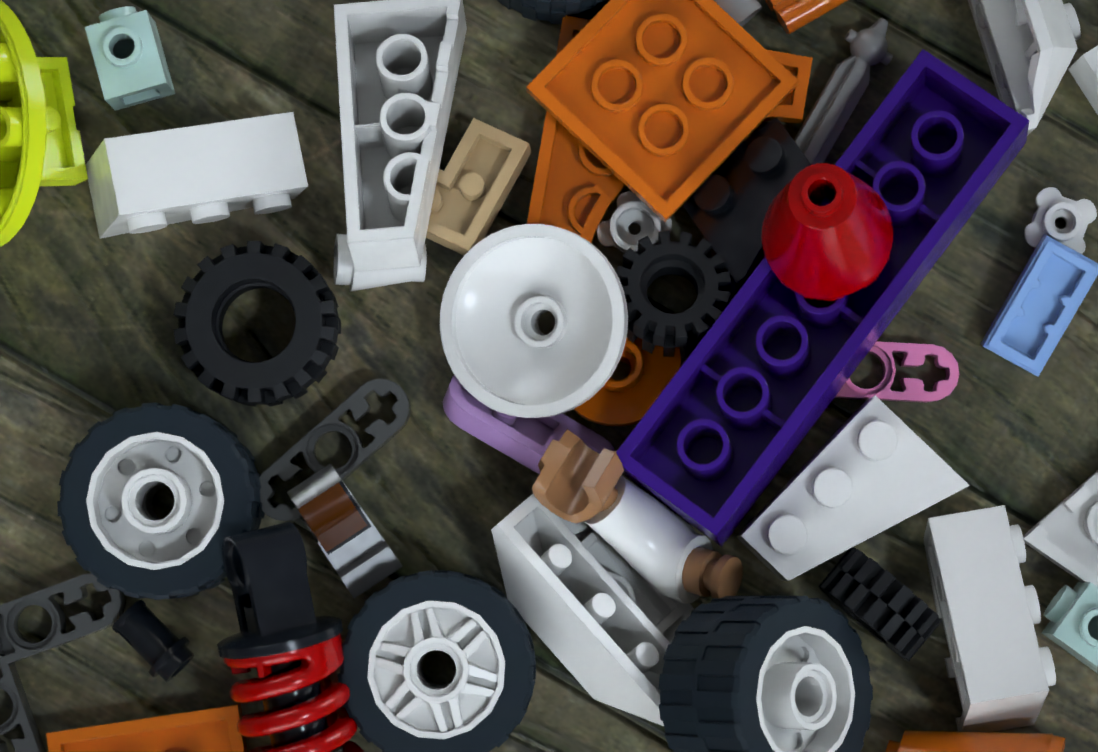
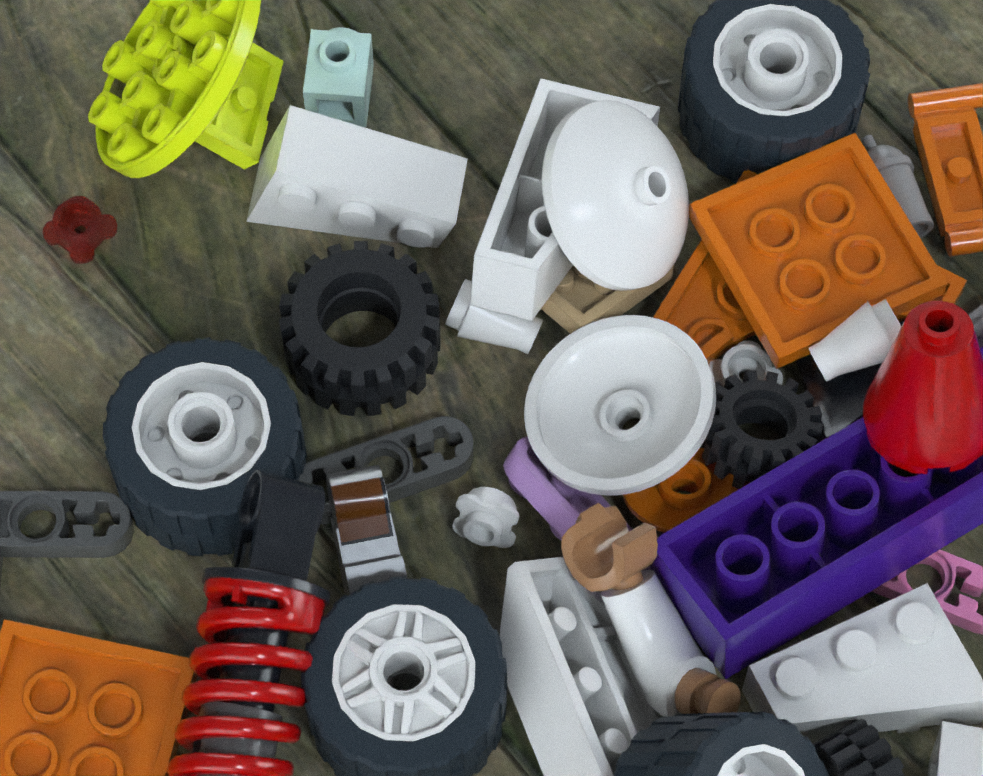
camera: 20 degrees right, 20 degrees down
(153, 641) = (147, 590): black pin -> none
(447, 466) = (486, 517): none -> white plate
(454, 115) = (615, 195): none -> white dish
(739, 176) = (857, 341): none -> white cone

